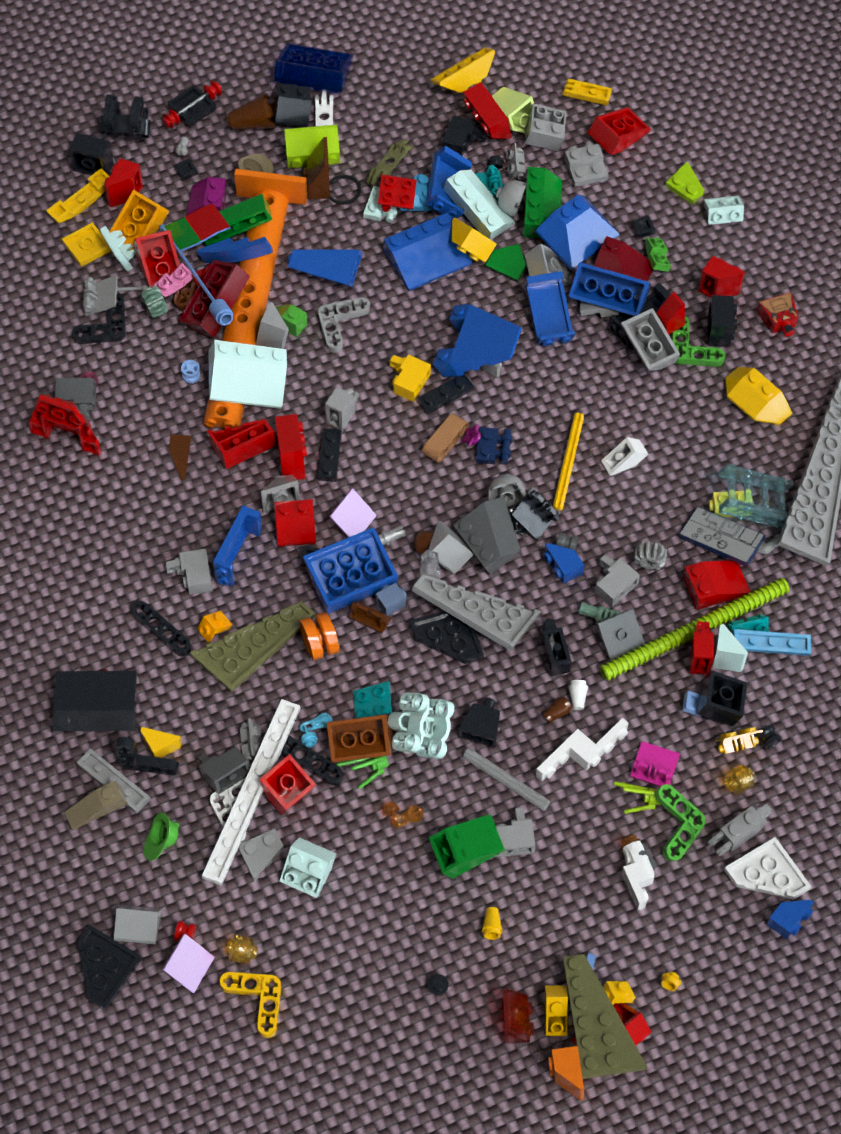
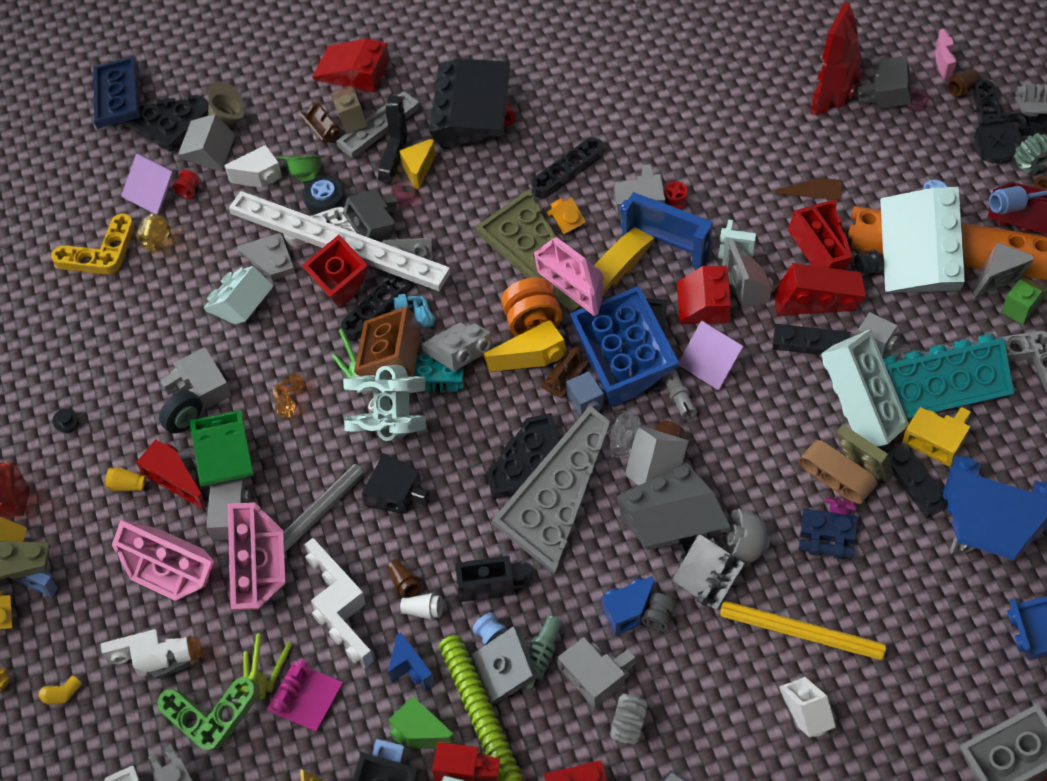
camera: 100 degrees right, 5 degrees down
(36, 359) = (944, 58): none -> bright pink slope
(39, 812) = (354, 64): none -> red slope
(71, 1017) = (116, 92): none -> dark blue tile
(75, 348) = (961, 83): none -> reddish brown cone
(94, 912) = (225, 102): none -> dark tan piece
(107, 833) = (324, 127): none -> reddish brown hinge
(136, 328) = (996, 140): none -> black tile
(166, 873) = (254, 168): none -> white slope
(191, 752) = (403, 193): none -> clear pink tile
(192, 541) = (673, 190): none -> red wheel
(192, 808) = (323, 194): none -> black wheel
(253, 497) = (743, 239): none -> light aqua bracket
(259, 412) = (868, 263): none -> black wheel
(266, 584) = (623, 256): none -> yellow slope
(295, 602) = (571, 274): none -> bright pink wedge
(350, 632) = (531, 349): none -> yellow slope
(353, 688) = (458, 345): none -> light grey plate
(367, 376) = (951, 375): none -> teal bracket
(391, 411) = (865, 388): none -> light aqua slope
(391, 880) = (199, 375): none -> light grey hinge
(430, 886) = (179, 410): none -> black wheel
(442, 414) = (865, 454): none -> olive plate
(482, 887) = (164, 467): none -> red slope
(560, 809) = (254, 556): none -> bright pink wedge
(563, 872) = (161, 560): none -> bright pink wedge
(592, 648) = (488, 627): none -> light blue wheel
(622, 699) = (406, 660): none -> blue slope
(670, 686) = (418, 727): none -> bright green slope
(675, 932) = (60, 694): none -> yellow arm

